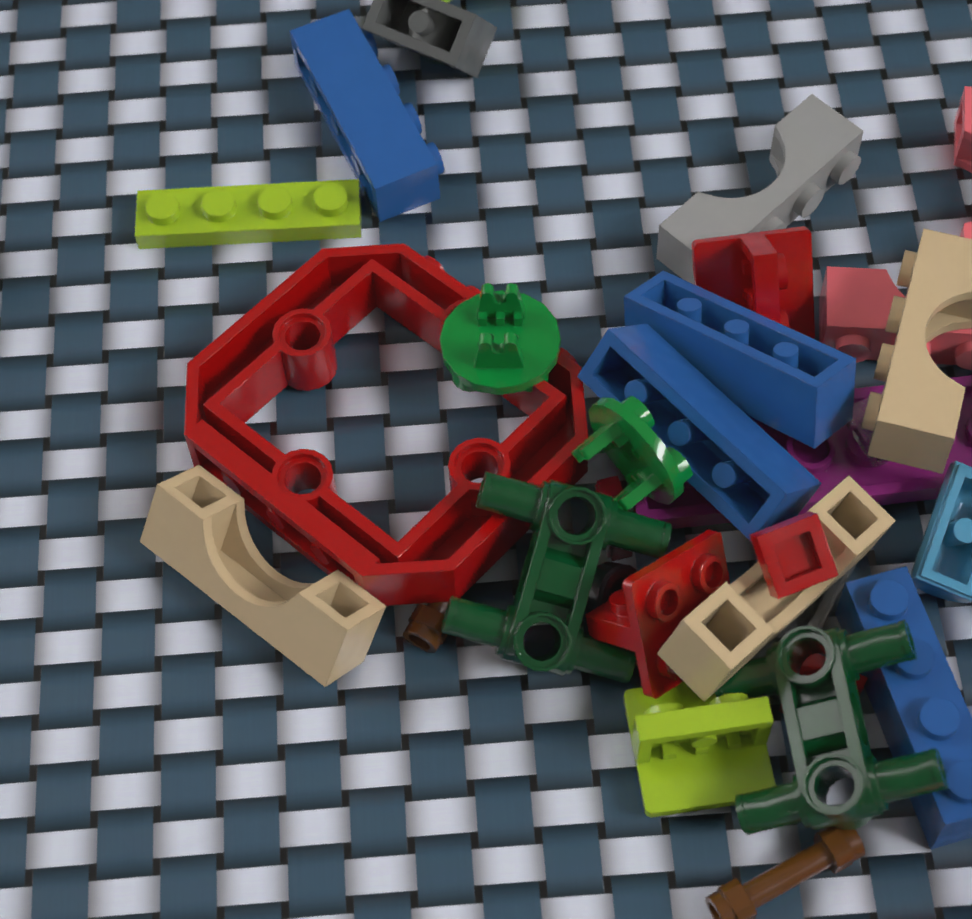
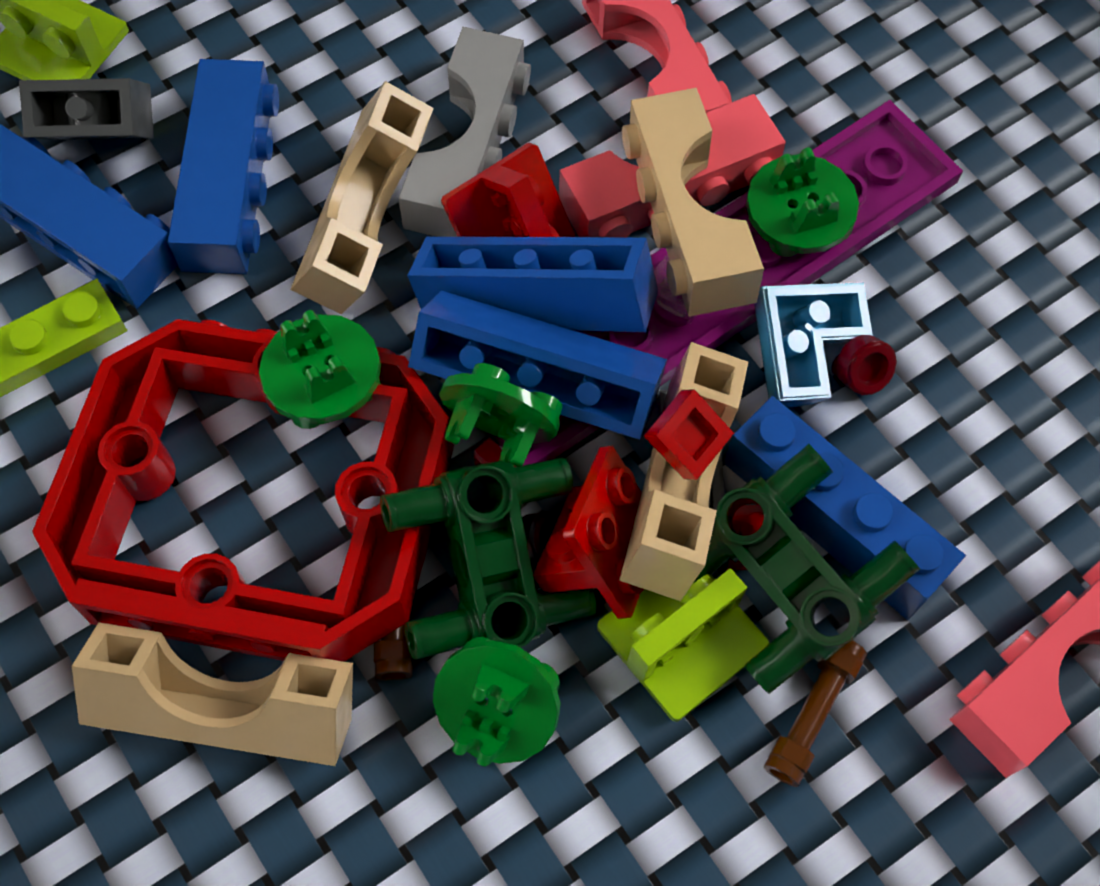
camera: 35 degrees left, 5 degrees up
(510, 688) = (509, 681): none -> green plate
(521, 129) = (222, 167): none -> blue brick
(627, 211) = (346, 234): none -> tan arch

